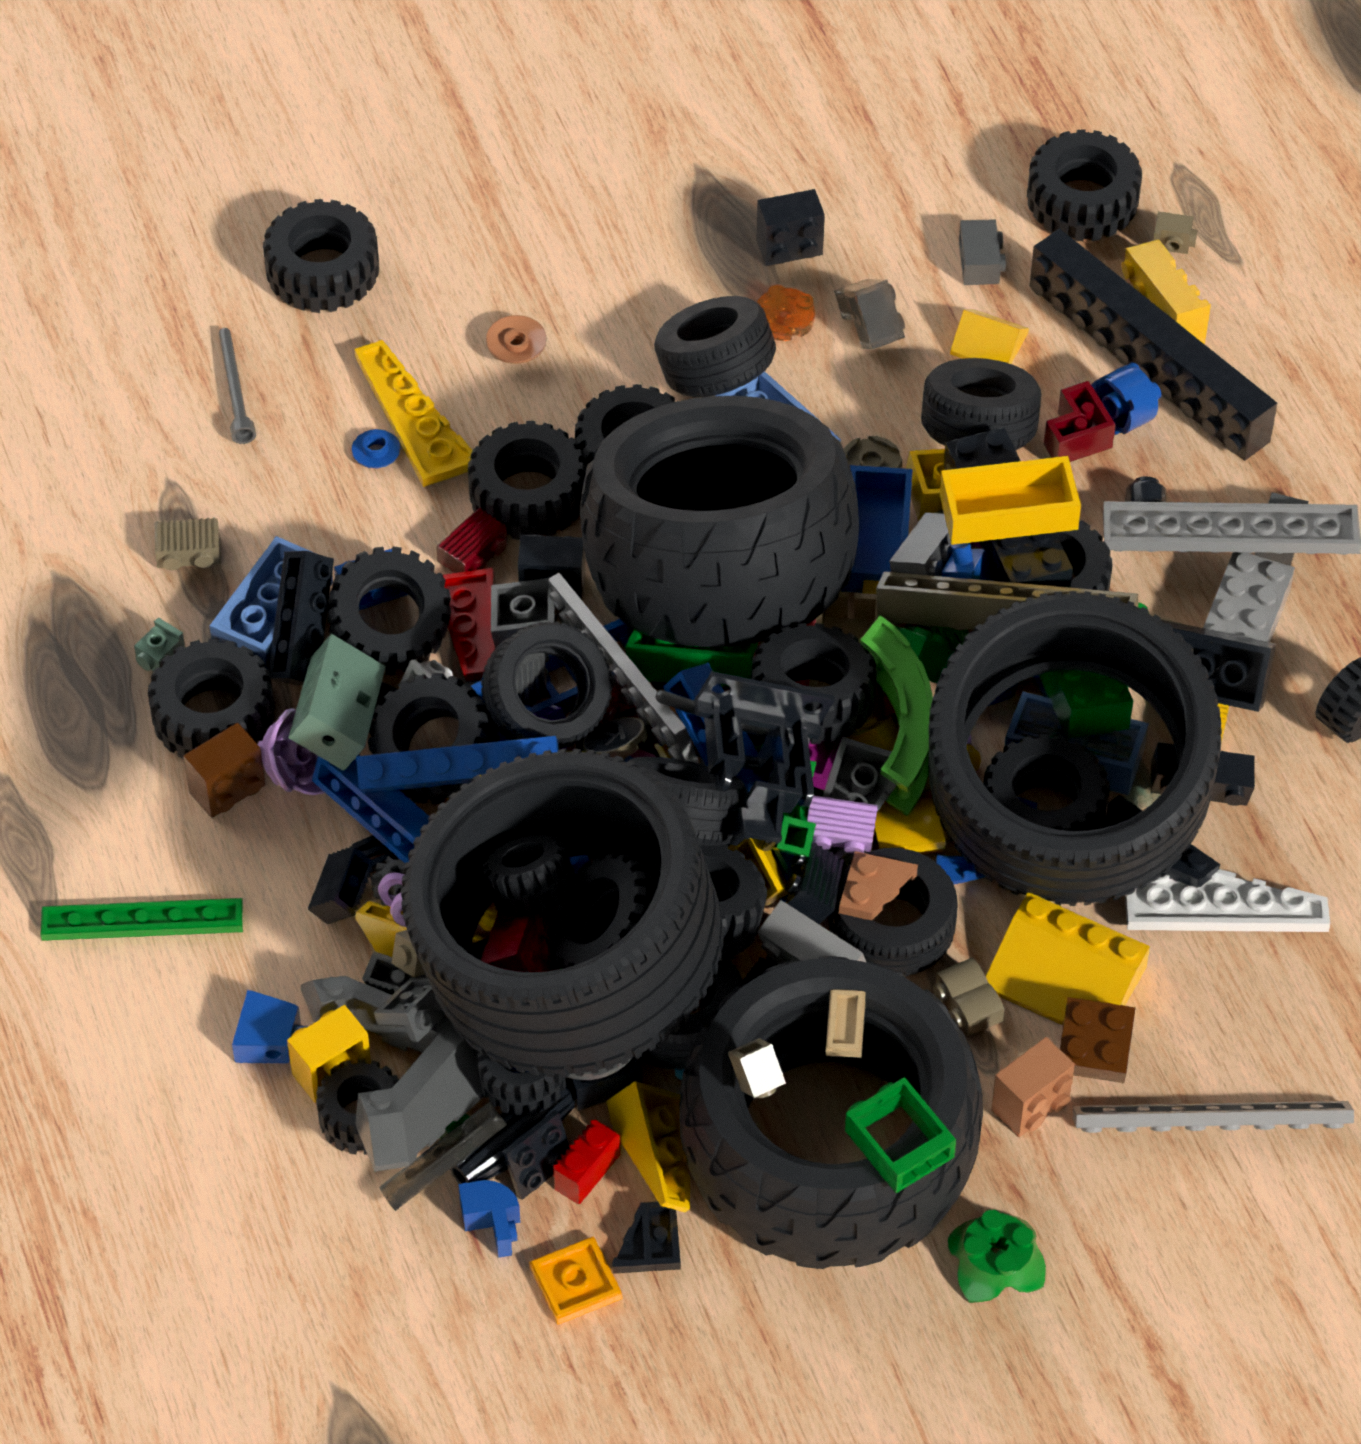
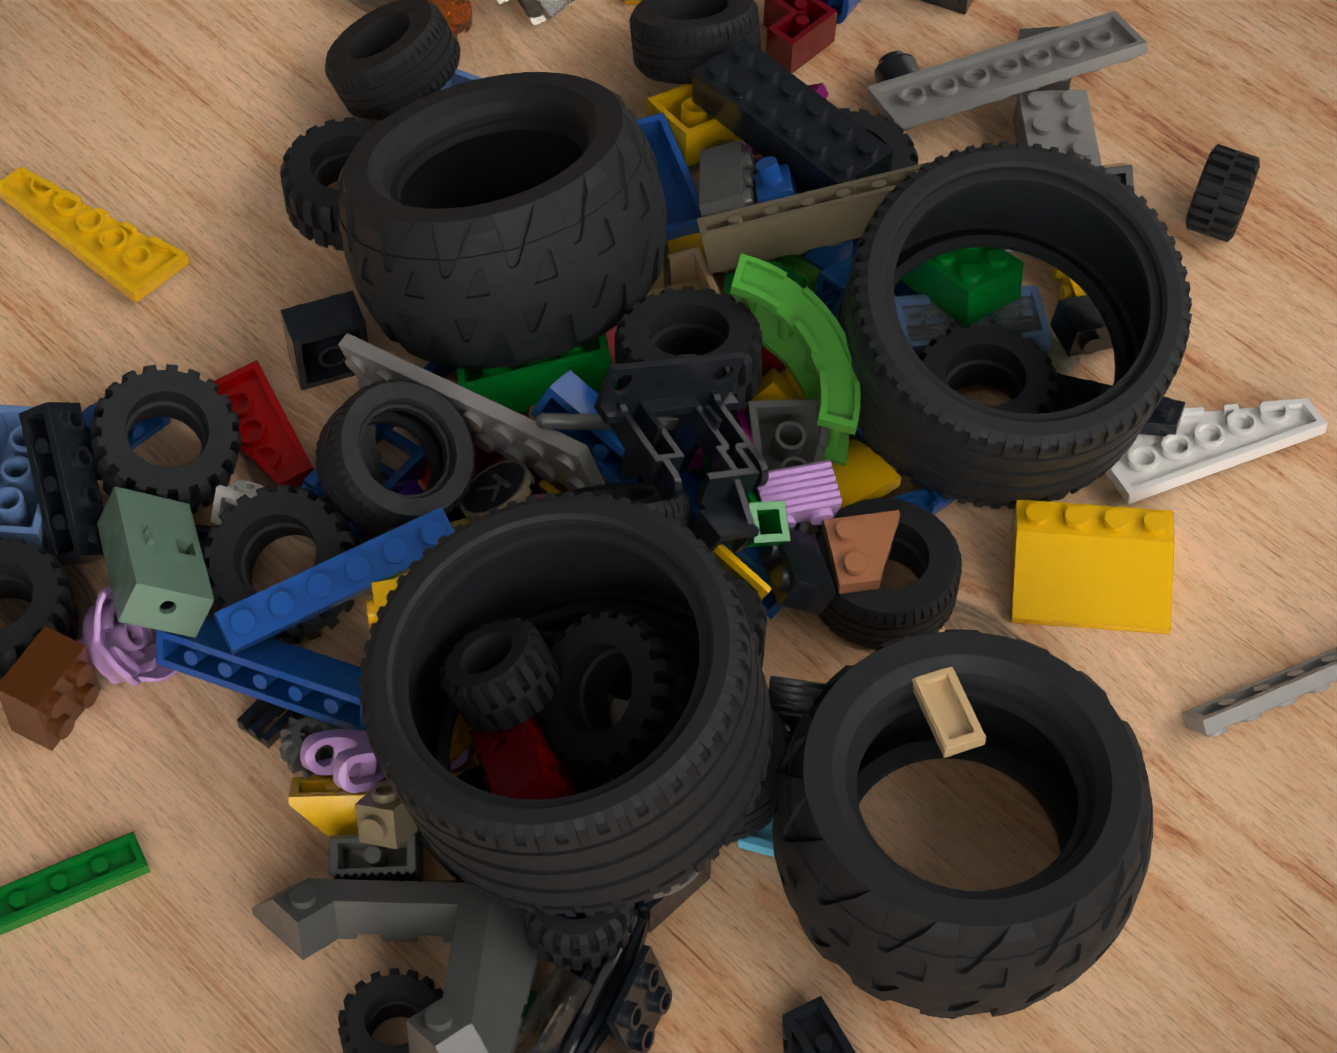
camera: 25 degrees left, 0 degrees up
(264, 1029) = (240, 980): blue torso -> none
(326, 1045) = (323, 975): yellow brick -> none
(341, 885) = (249, 772): black brick -> none
(376, 458) = (64, 291): blue piece -> none
(413, 1007) = (414, 883): dark grey bracket -> none
(472, 543) = (222, 341): dark red brick -> none
(516, 339) = (169, 122): nougat dish -> none
(519, 606) = (313, 392): dark grey brick -> none
(528, 449) = (244, 224): black tyre -> none
(586, 1161) = (695, 991): red brick -> none
(651, 1135) = (749, 921): yellow wedge -> none
(757, 1068) = (896, 802): brick -> none
(795, 938) = (818, 643): light grey brick -> none
(919, 1161) = (1114, 789): green window -> none
(969, 997) = (1006, 618): dark tan brick -> none
(986, 1273) = (1202, 939): green brick -> none
(1009, 500) = (802, 98): yellow piece -> none
(1033, 1087) = (1149, 698): nougat brick -> none
(1097, 1038) = (1172, 631): reddish brown brick -> none

